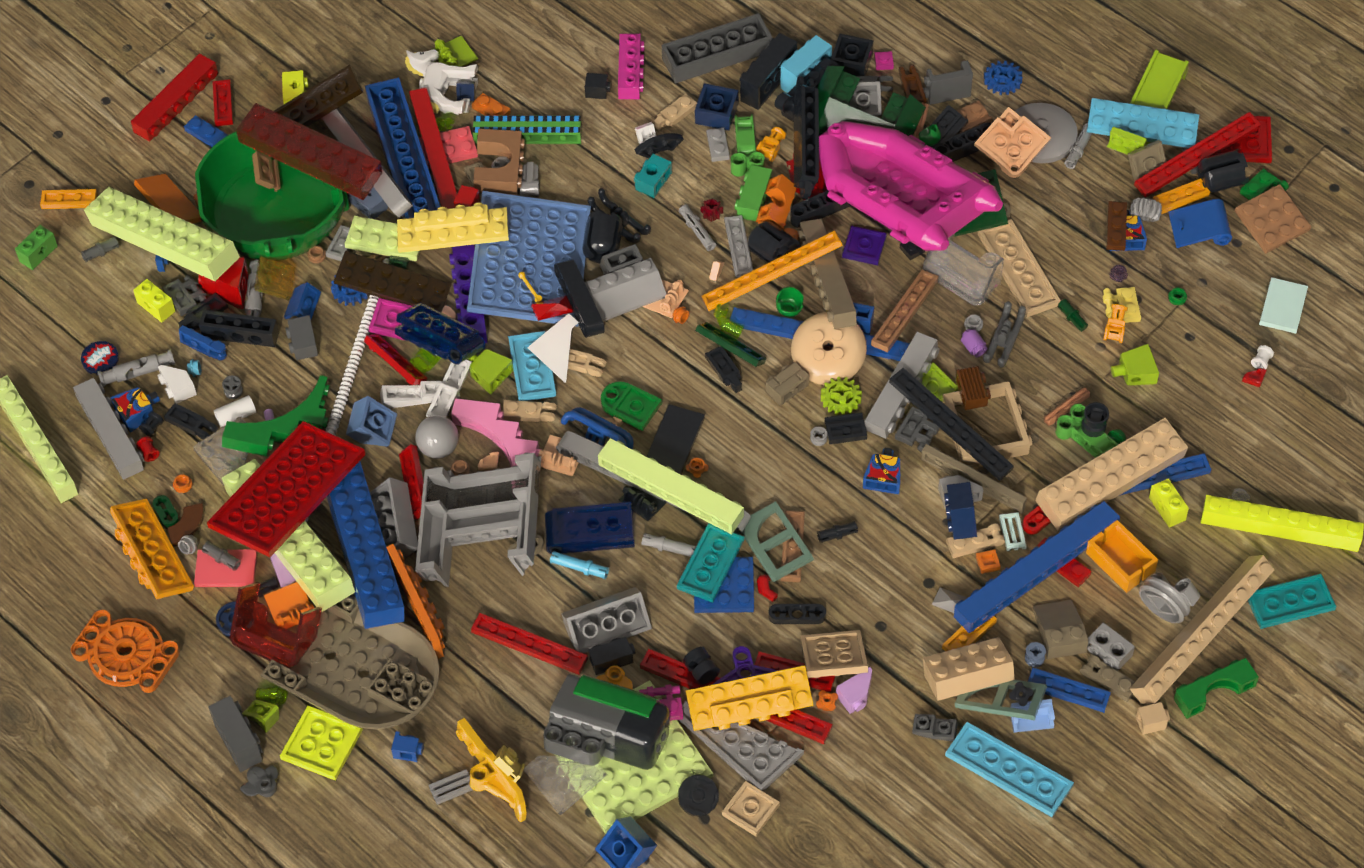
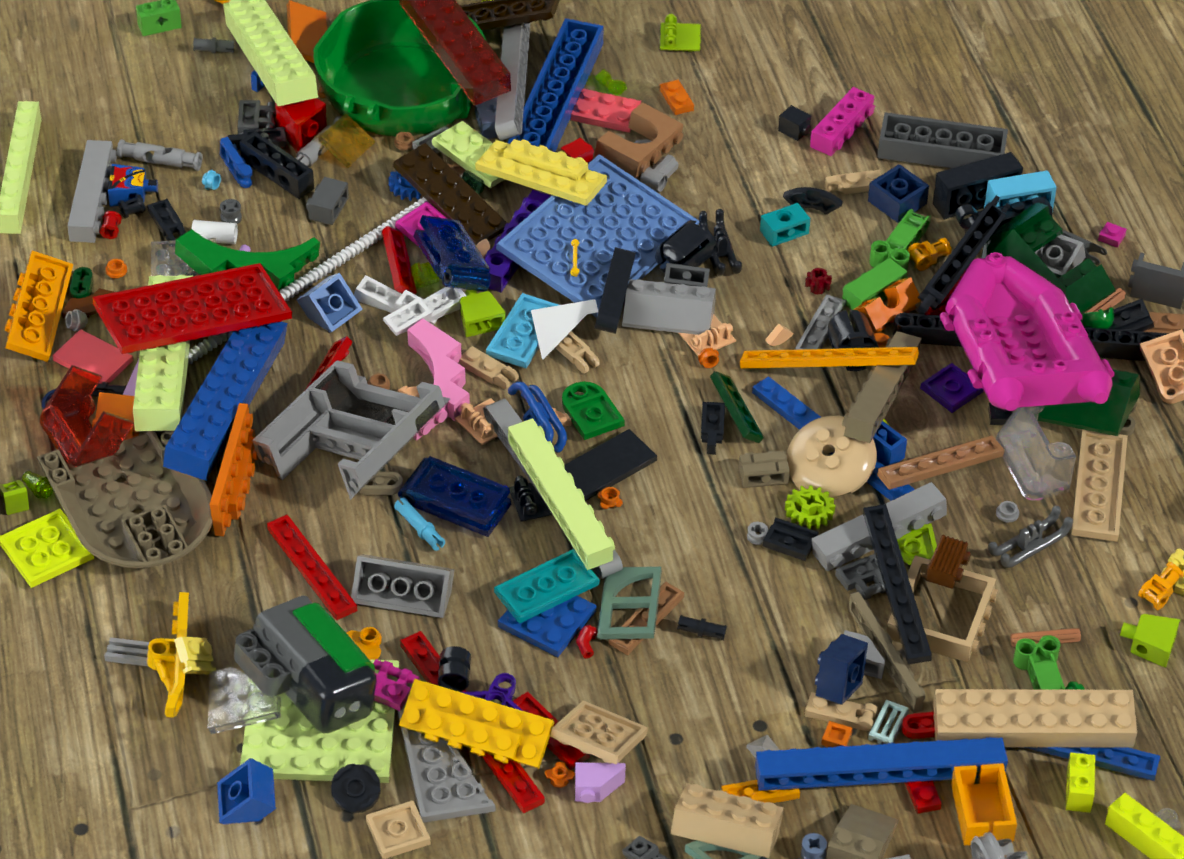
camera: 30 degrees right, 10 degrees down
(99, 357) = (136, 130): tile -> none
(154, 300) = (223, 107): neon yellow brick -> none
(177, 382) = (183, 184): white slope -> none
(221, 555) = (94, 342): dark grey pin -> none
(266, 171) = (414, 49): medium nougat plate -> none
(303, 301) = (359, 173): blue panel -> none
(395, 515) = (280, 388): light grey slope -> none
(406, 747) = (117, 593): blue brick -> none
(433, 147) = (591, 93): red tile -> none
(436, 436) = (376, 342): light grey piece -> none
(438, 79) = (643, 48): white animal -> none
(465, 90) = (662, 69): dark blue plate -> none
(534, 128) = (704, 132): brick -> none
(552, 308) = (582, 286): red slope -> none
(614, 653) = (387, 618): black brick -> none
(645, 132) = (808, 180): white tile -> none
(662, 543) = (517, 547): light grey pin -> none
(687, 213) = (791, 283): light grey pin -> none
(717, 144) = (875, 228): light grey plate -> none
(725, 323) = (747, 387): clear neon green piece -> none
(782, 619) = (593, 671): black beam -> none
(789, 301) = (827, 397): green hair -> none
(853, 54) = (1079, 211): black brick -> none
(883, 473) = (794, 598): torso -> none
(912, 84) = (1121, 268): reddish brown hinge -> none
(974, 343) = (992, 528): medium lavender brick -> none
(1072, 314) = (1122, 556): dark green axle -> none
(1095, 419) = (1056, 656): black wheel -> none

